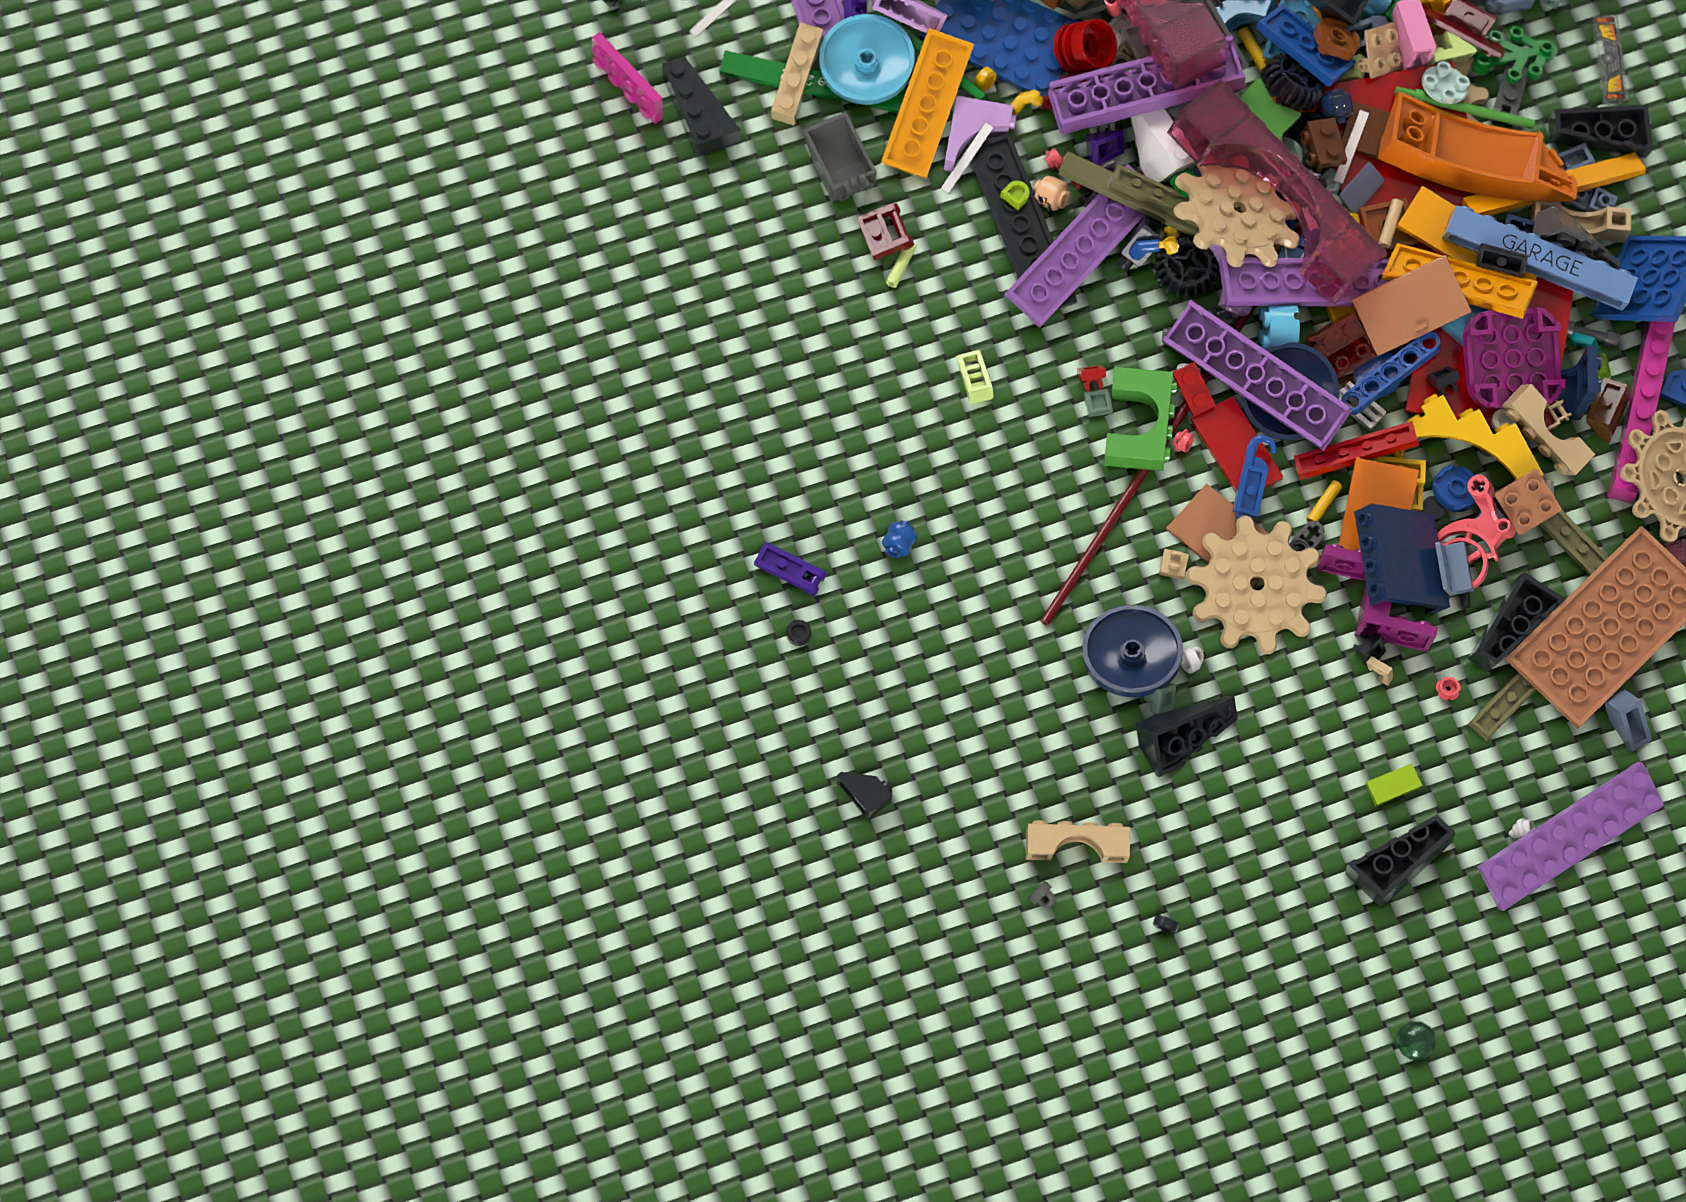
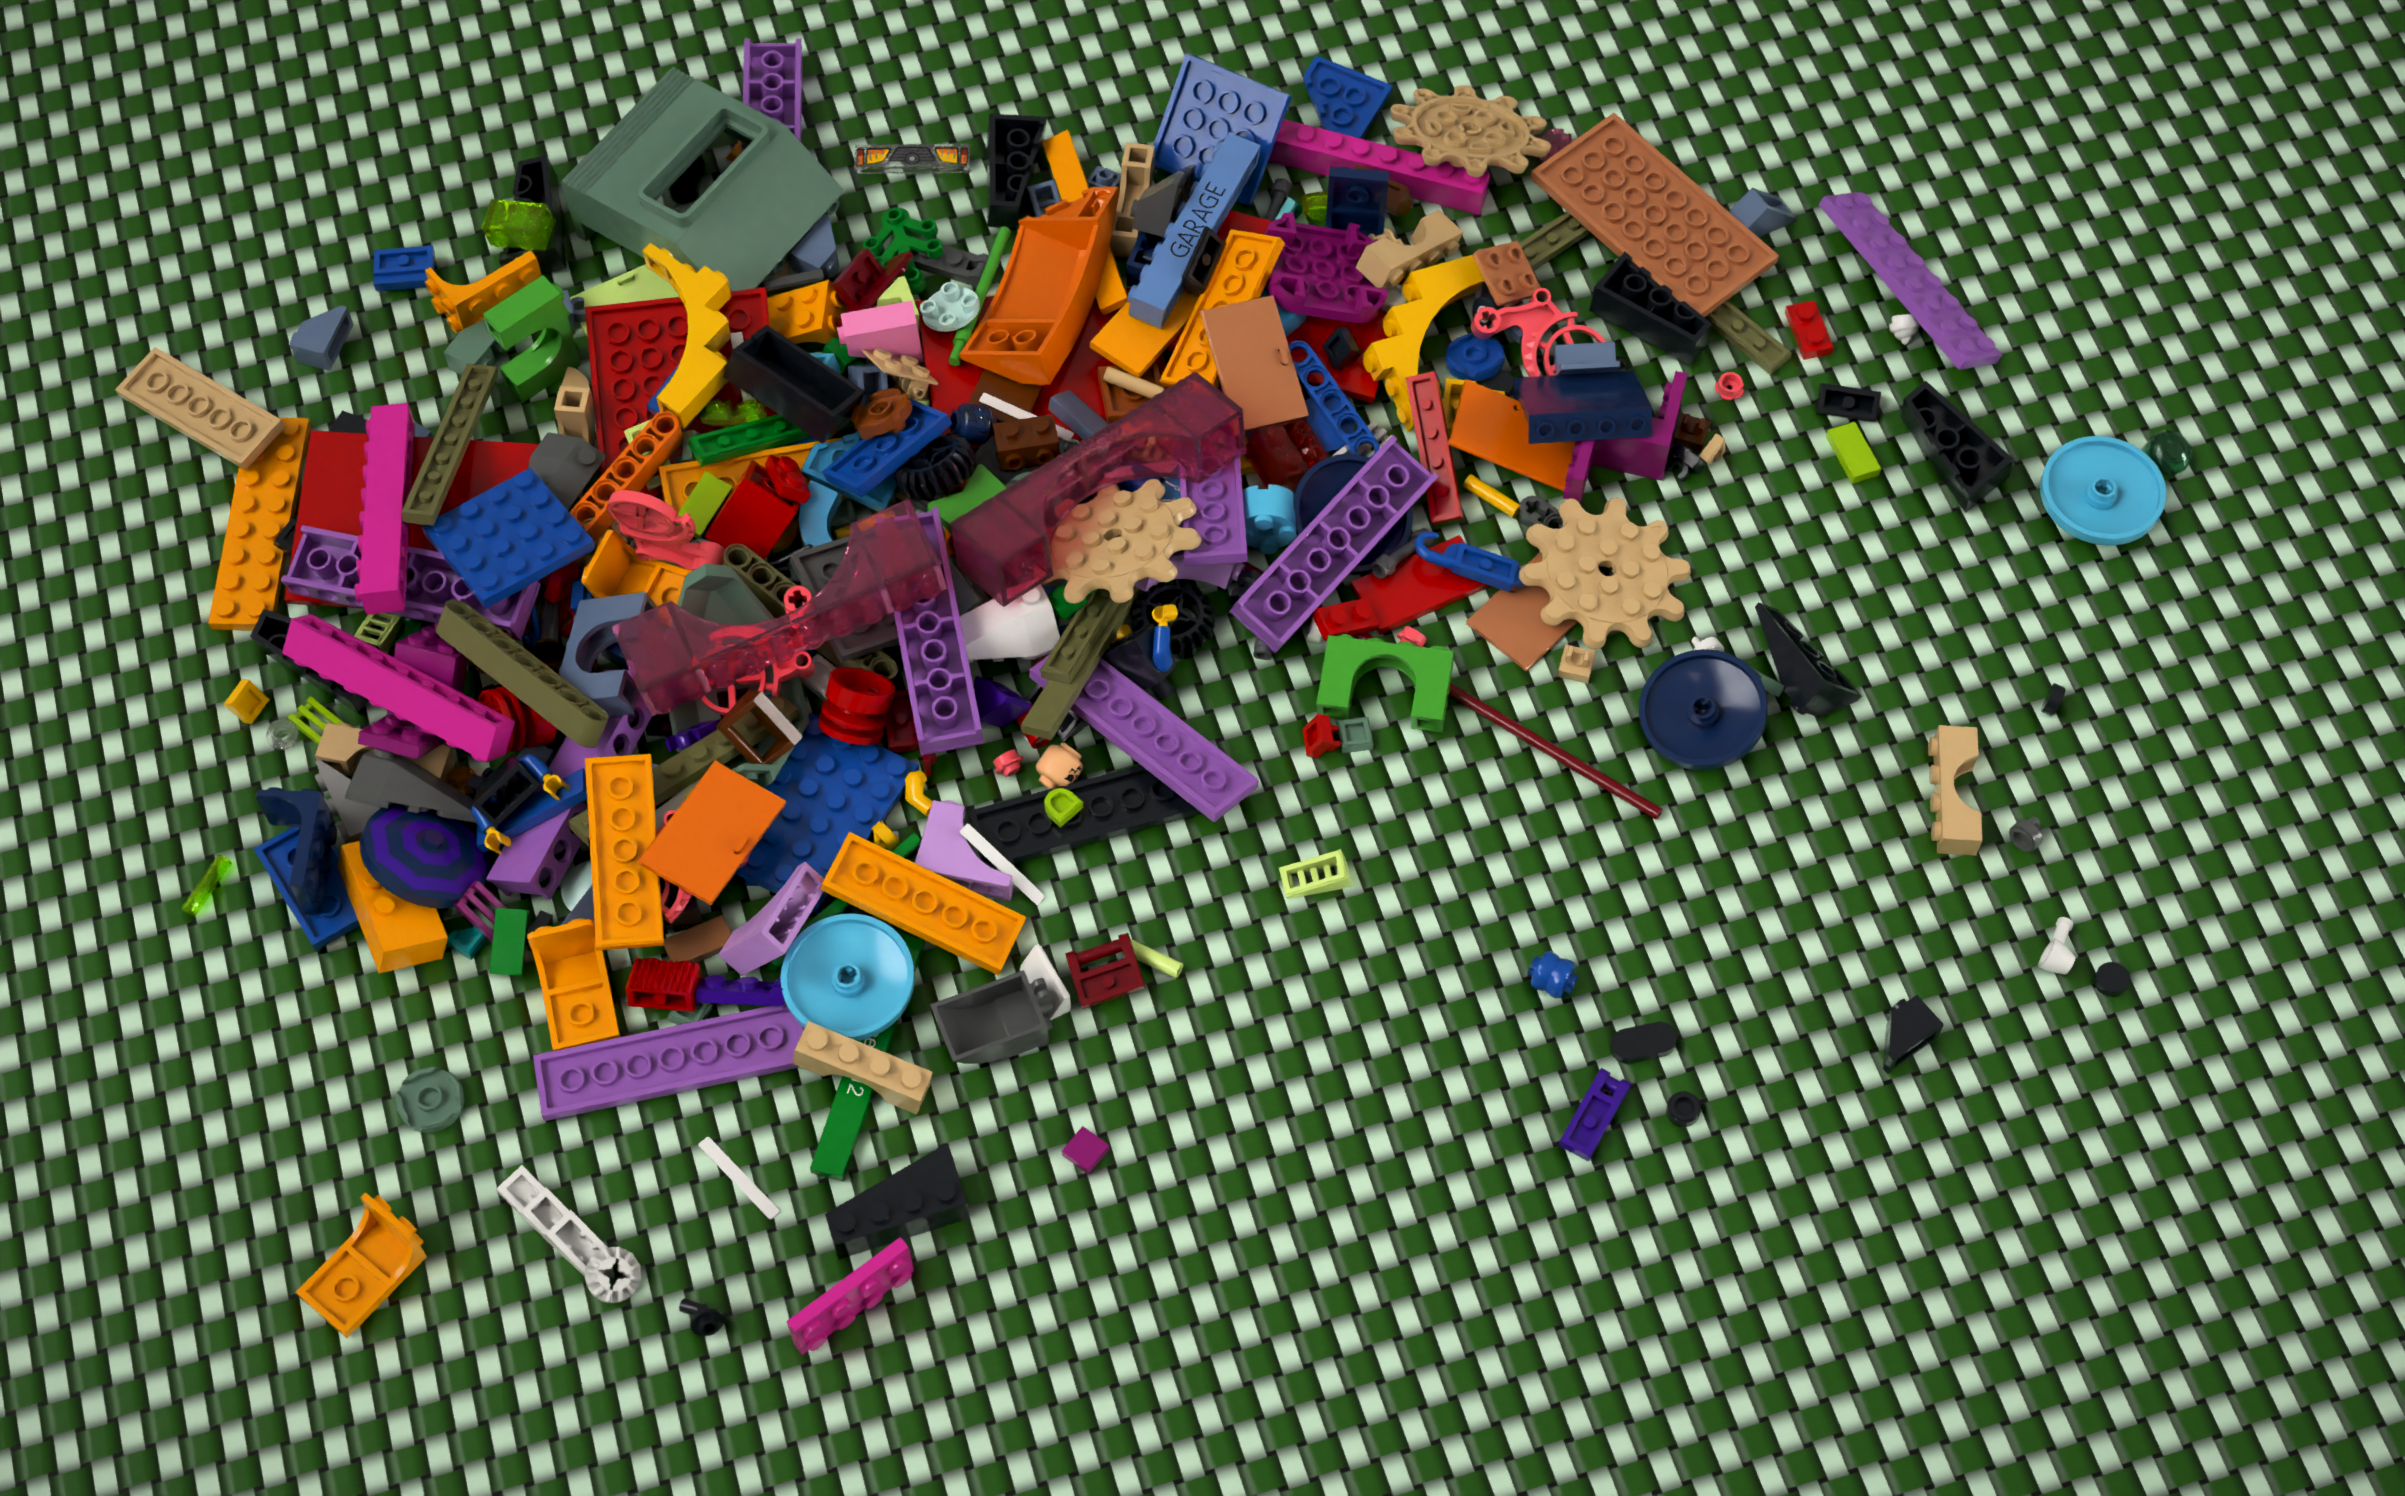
camera: 80 degrees left, 10 degrees down
(747, 227) = (1085, 1150): none -> magenta tile
(850, 605) = (1643, 1042): none -> black tile
(875, 195) = (1039, 966): none -> white slope
(921, 951) = (2111, 979): none -> black tile
(936, 910) = (2057, 956): none -> white bar
(1245, 416) = (1385, 565): none -> dark grey bar
(1367, 977) = (2103, 490): none -> medium azure dish
(1401, 657) = (1691, 432): none -> reddish brown tile
(1445, 783) = (1848, 402): none -> black slope
(1514, 755) = (1809, 330): none -> red plate

